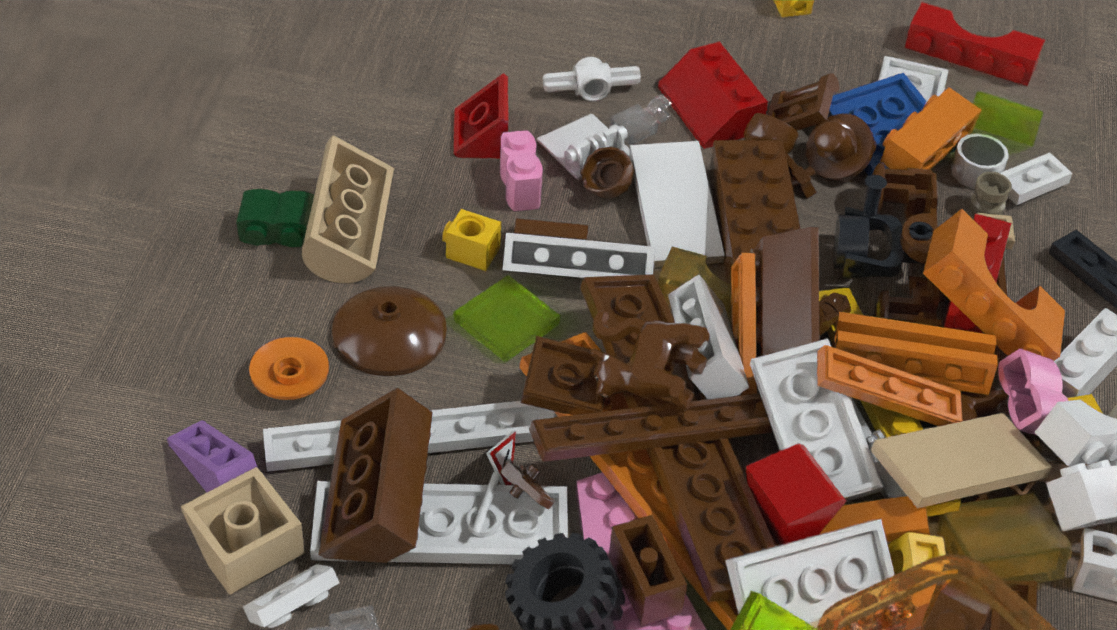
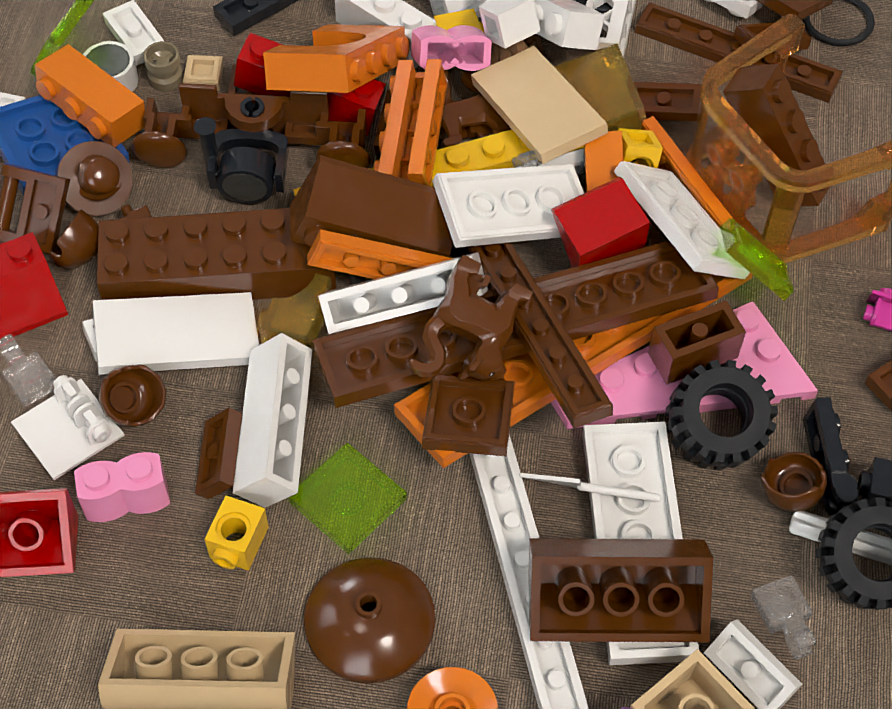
camera: 90 degrees left, 10 degrees up
(525, 481) = (596, 453): reddish brown piece -> none
(887, 387) = (473, 142): orange tile -> none

